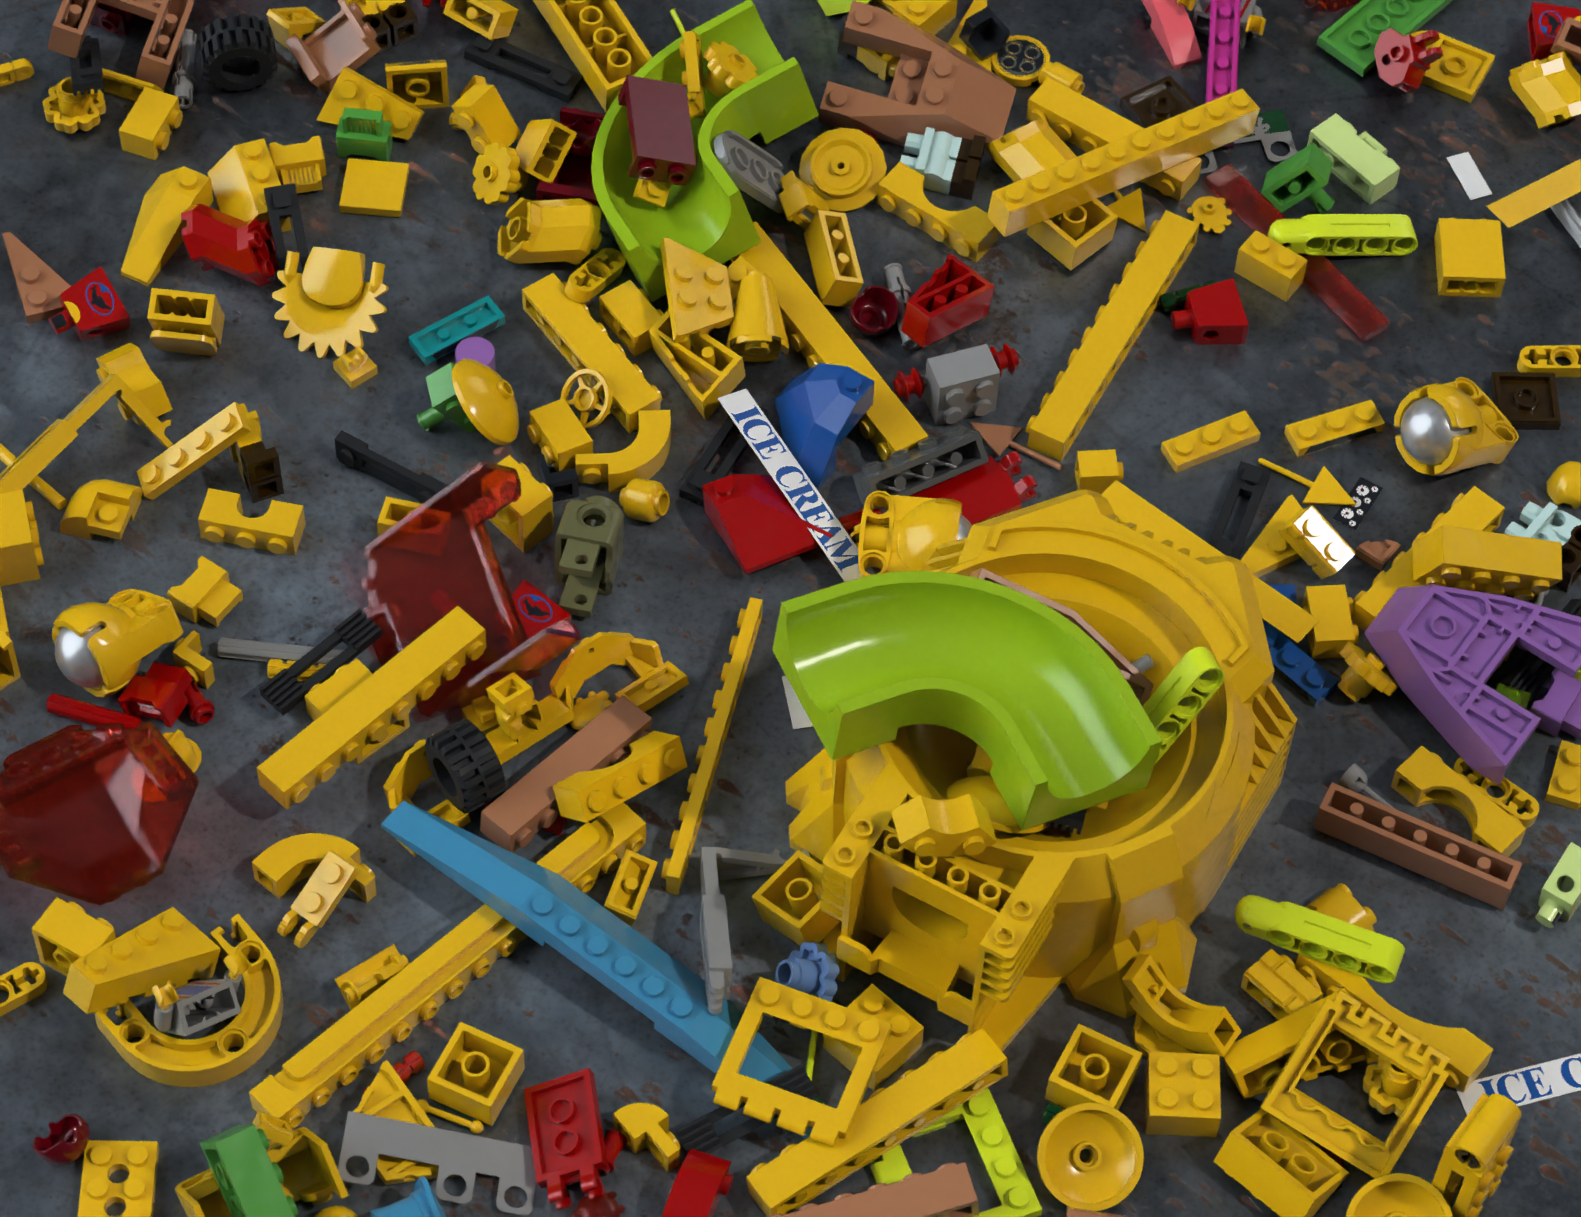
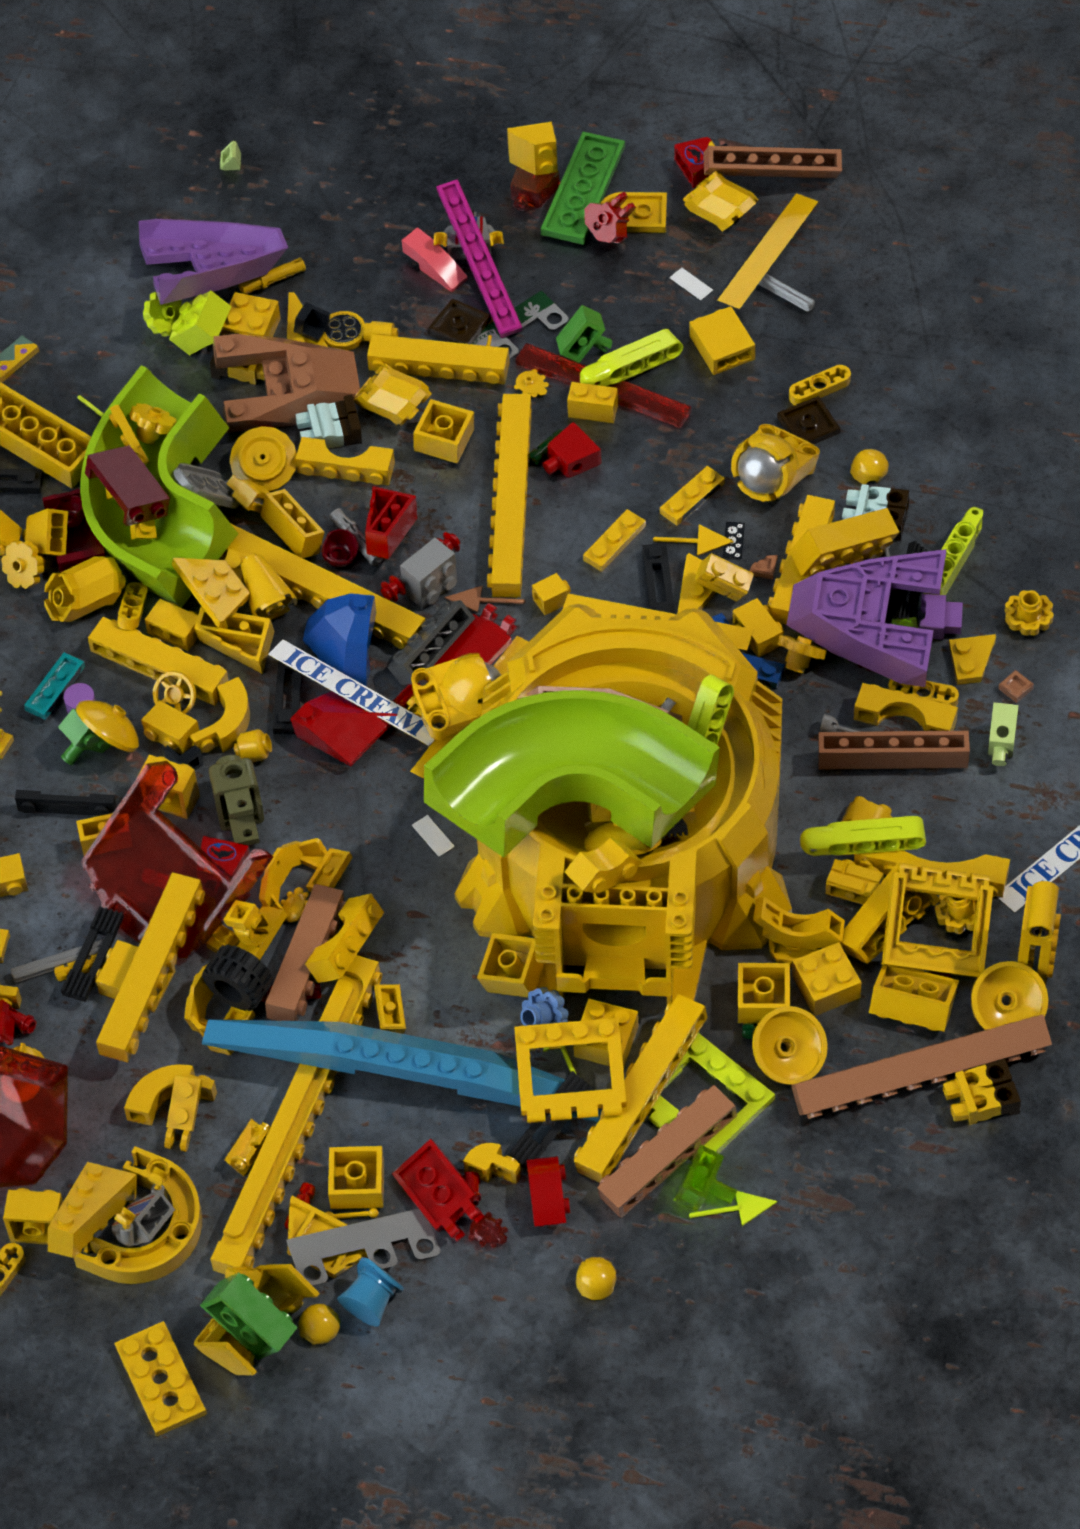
camera: 20 degrees left, 0 degrees up
(65, 1140) = (100, 1349): dark red hair -> none
(709, 755) = (393, 897): yellow plate -> none
(714, 930) = (461, 1004): light grey hinge -> none
(1122, 162) = (459, 373): yellow brick -> none
(1129, 208) = (472, 402): yellow piece -> none
(1356, 158) = (612, 302): yellowish green piece -> none

